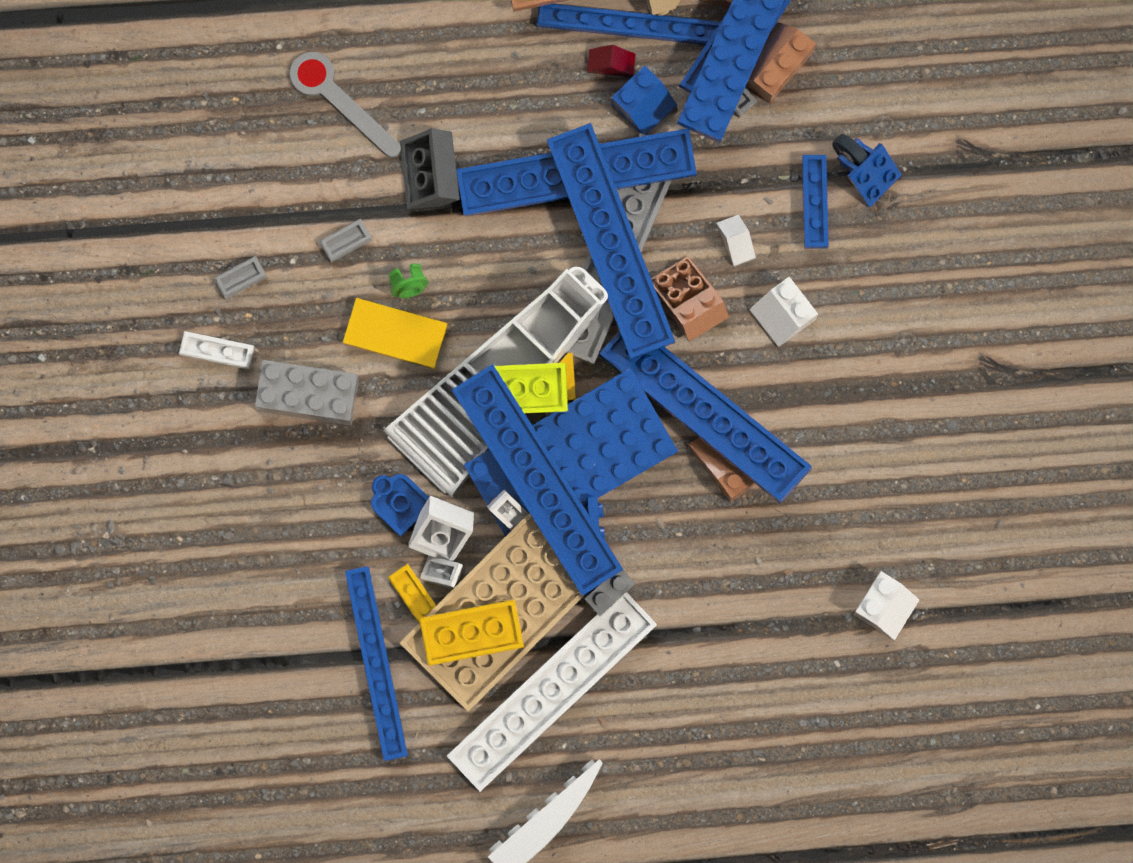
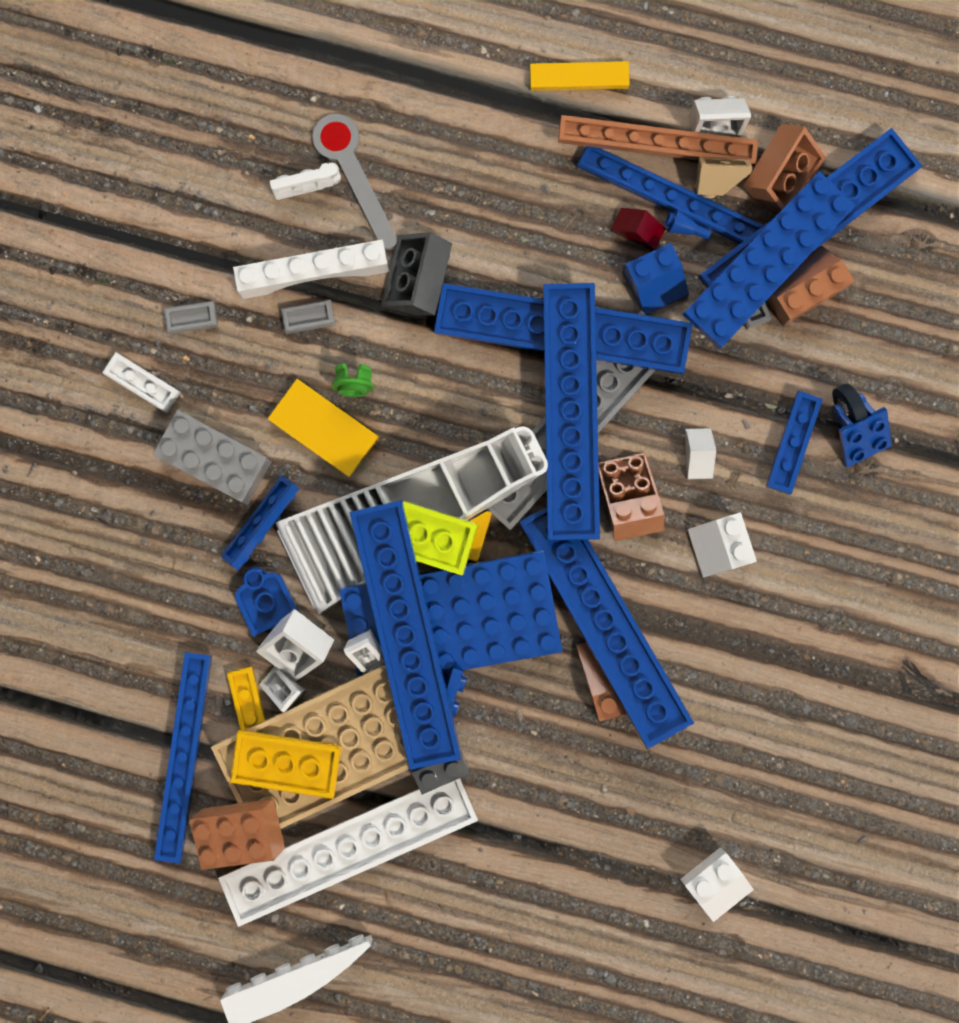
camera: 25 degrees right, 5 degrees up
(300, 122) = (306, 181): none -> white hinge
(360, 181) = (345, 261): none -> white arch
(369, 435) = (260, 522): none -> blue plate
(450, 708) = (237, 834): none -> nougat brick
(647, 45) = (681, 224): none -> blue cone

